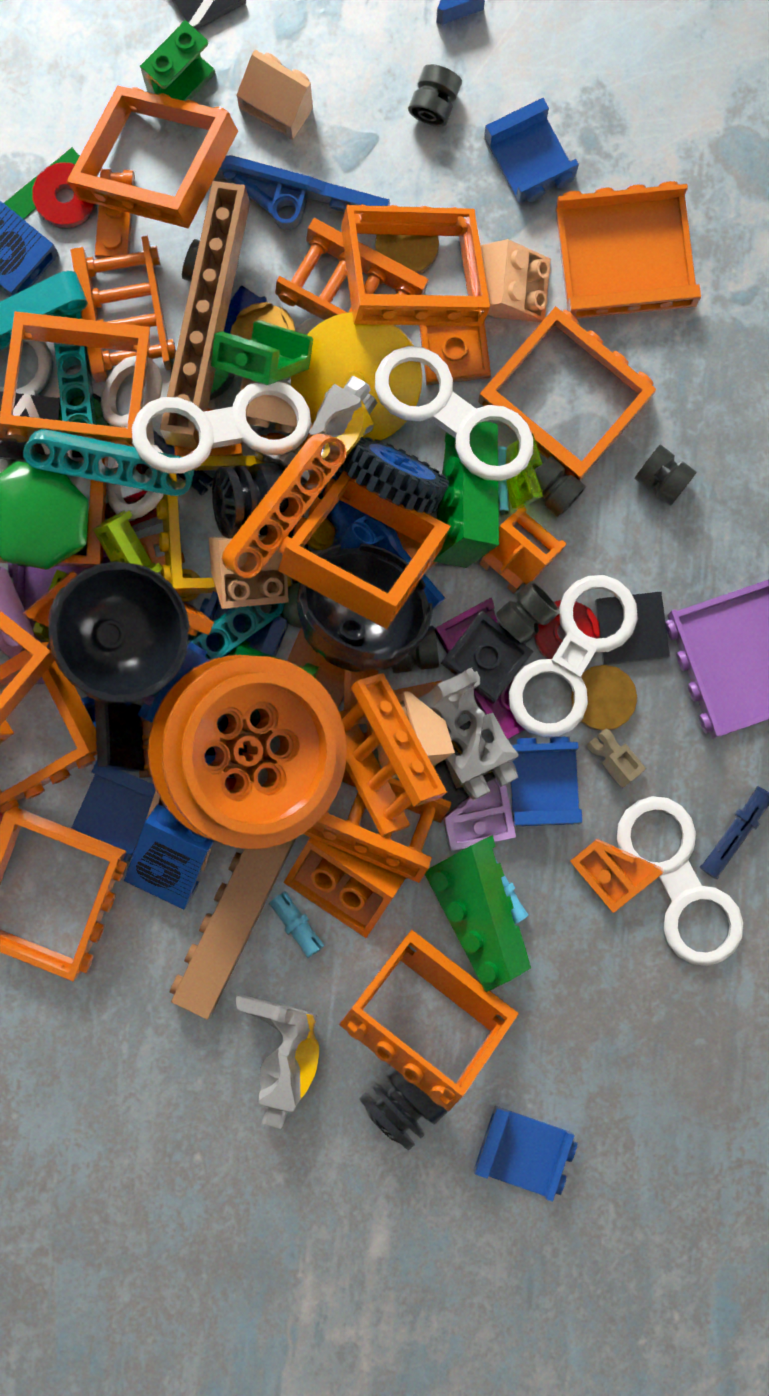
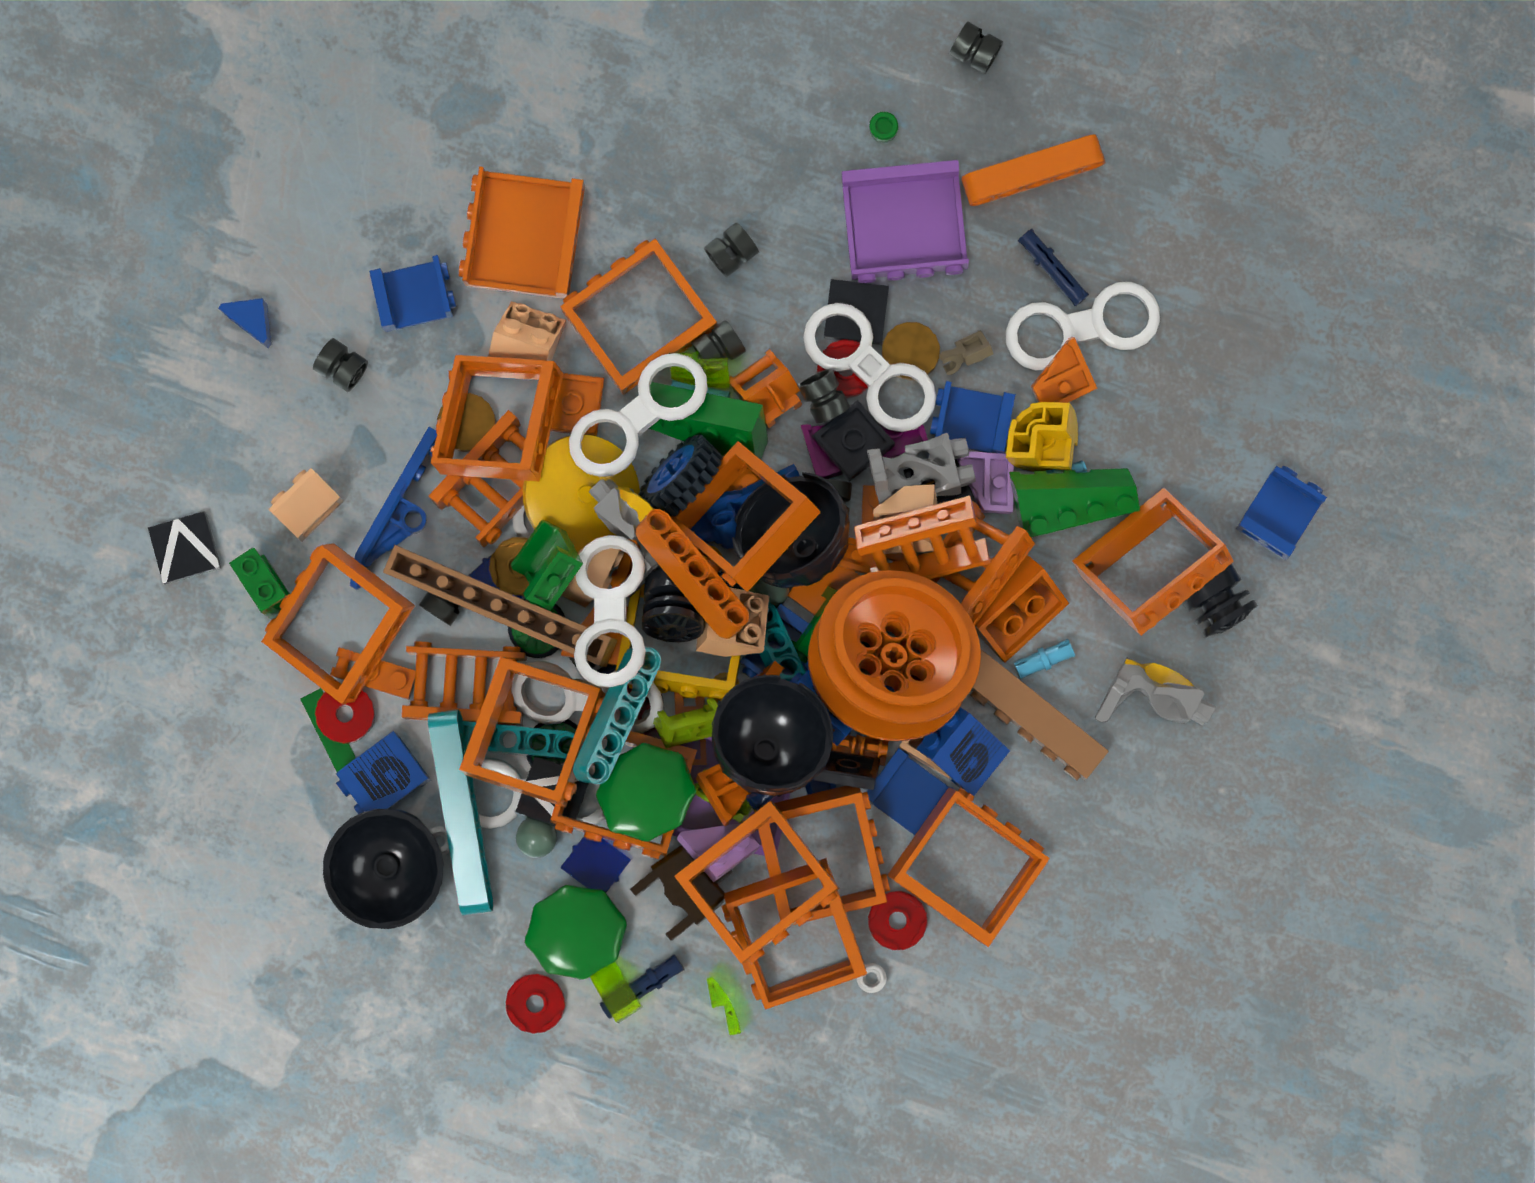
camera: 70 degrees left, 0 degrees up
(541, 865) = (1043, 437): none -> yellow brick

